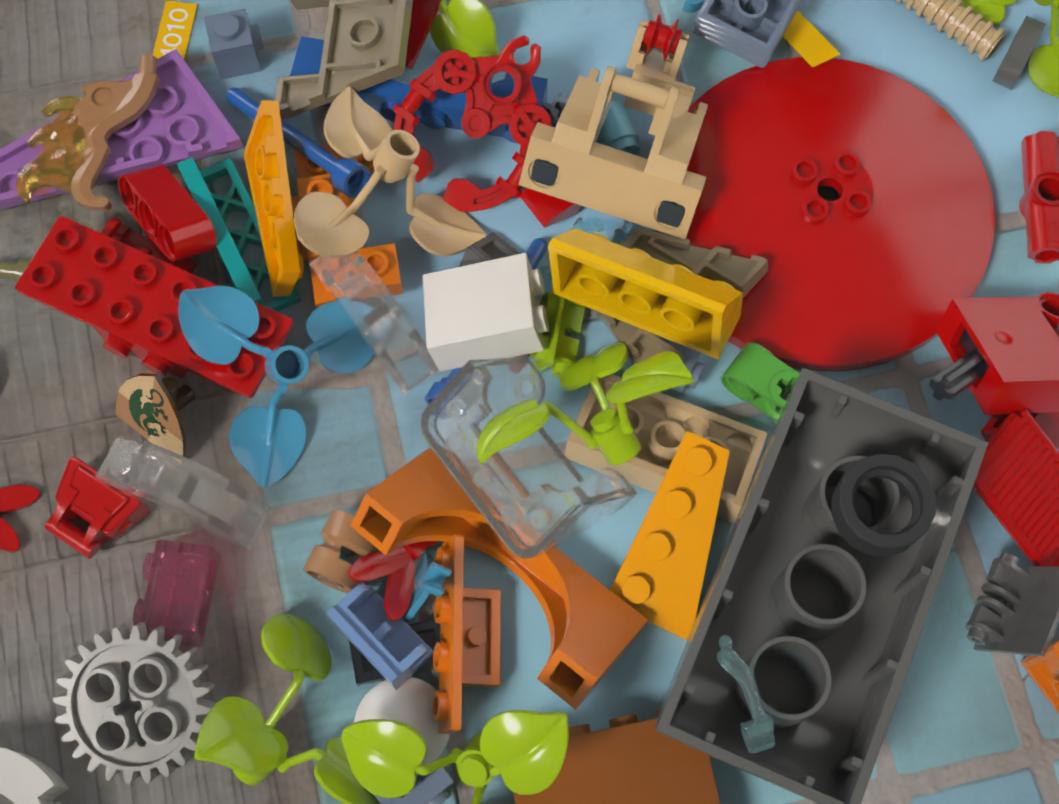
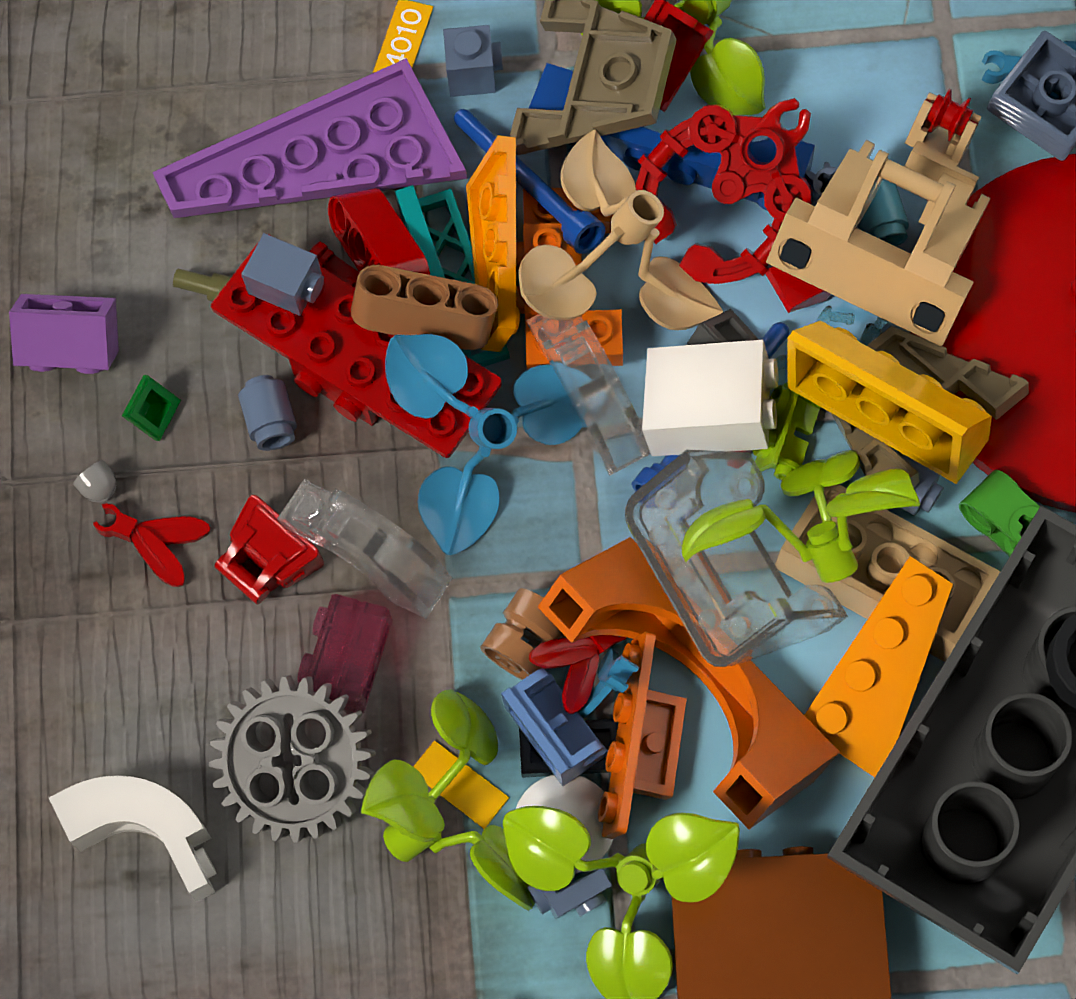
camera: 15 degrees right, 0 degrees up
(74, 249) = (283, 275): none -> sand blue brick
(78, 137) = (291, 146): piece -> none
(81, 379) = (267, 412): none -> sand blue brick
(153, 408) = (341, 454): shield -> none
(208, 259) = (419, 303): none -> medium nougat beam
(308, 706) = (467, 791): none -> yellow sticker
(759, 731) = (933, 869): clear light blue piece -> none

